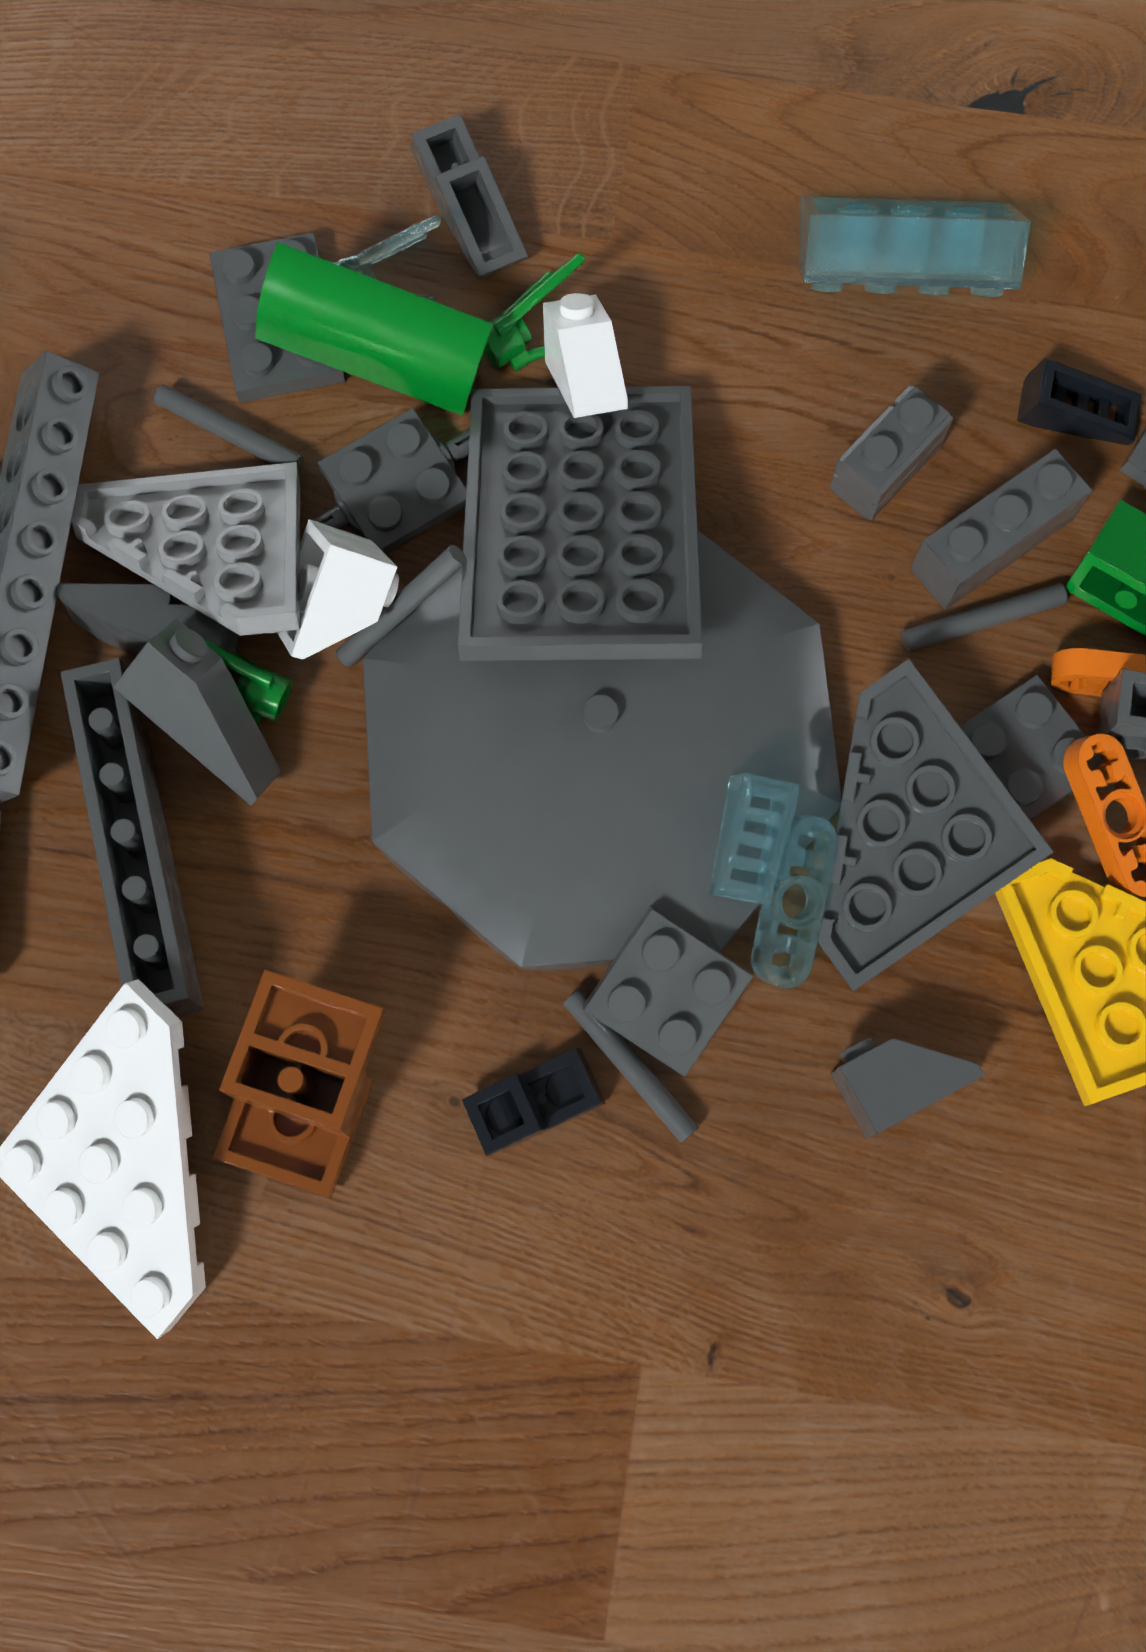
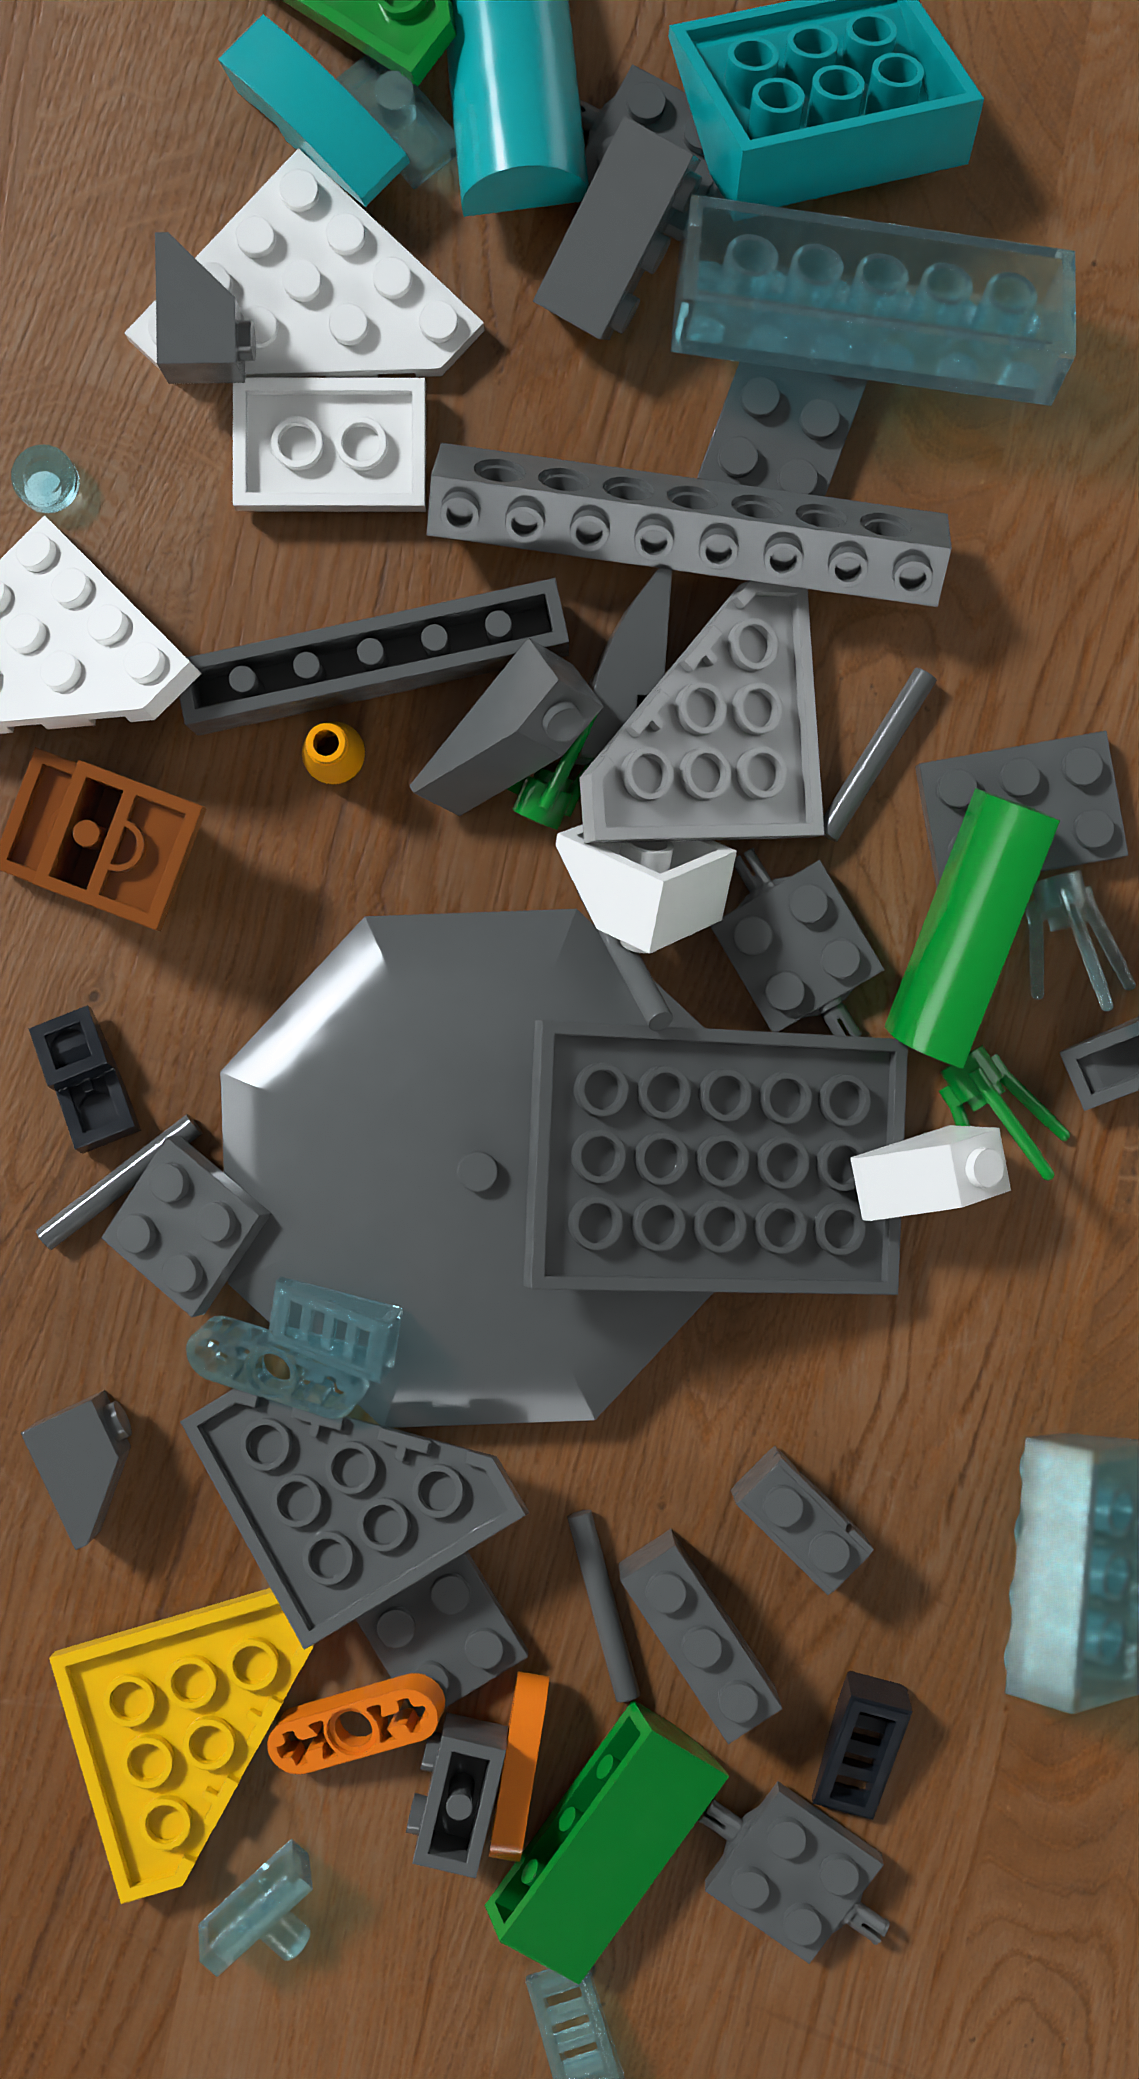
camera: 90 degrees right, 15 degrees up
(226, 888) = (340, 765): none -> light orange cone

